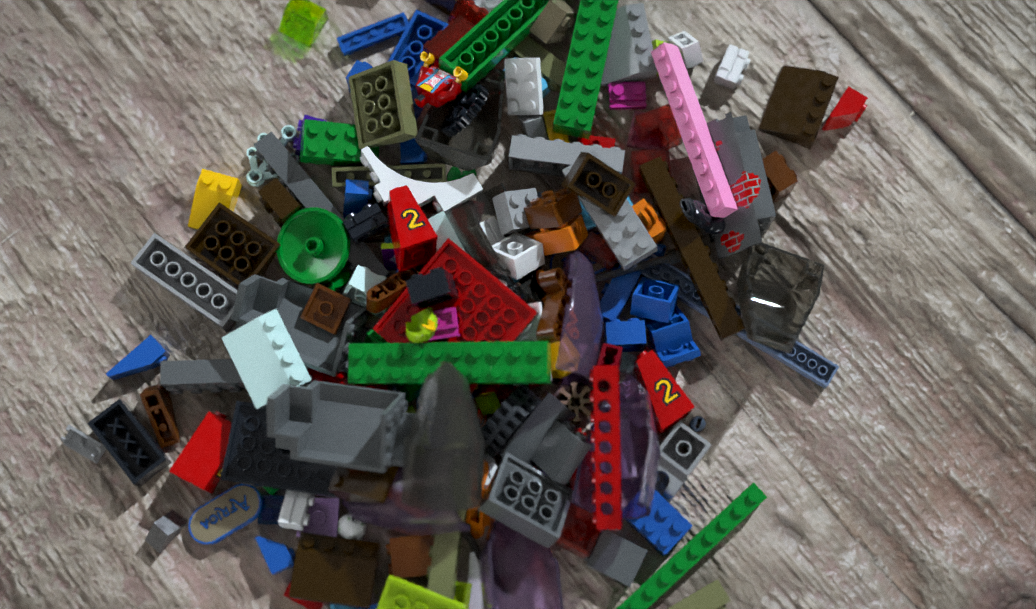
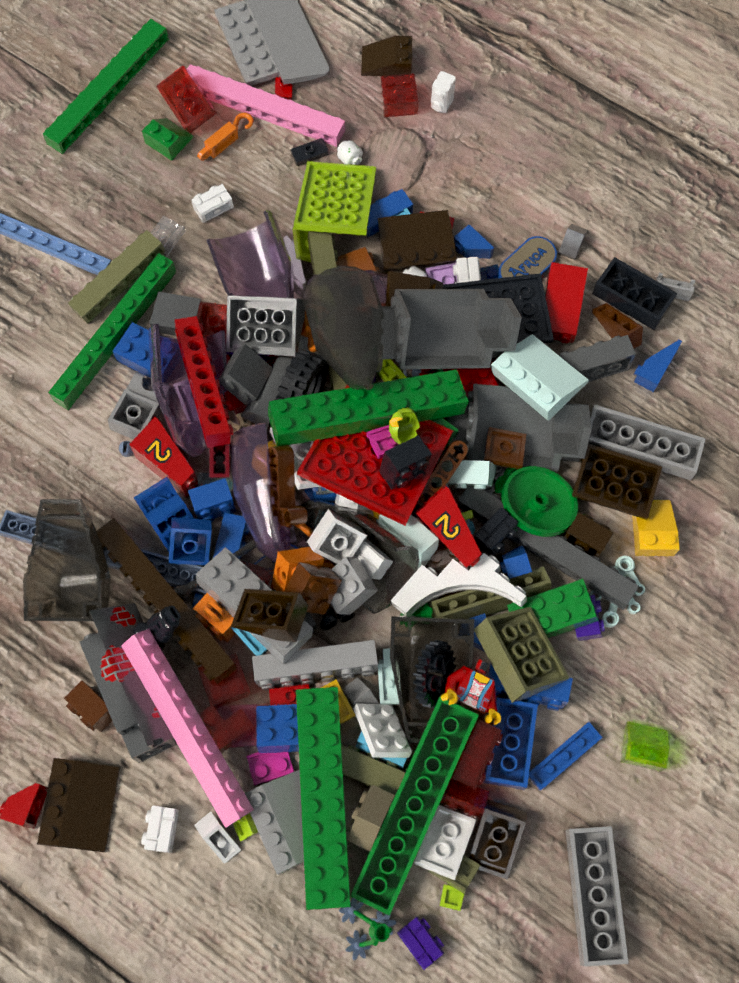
camera: 165 degrees right, 5 degrees down
(508, 128) = (387, 686): none -> light aqua hinge
(613, 117) = (277, 728): none -> blue brick

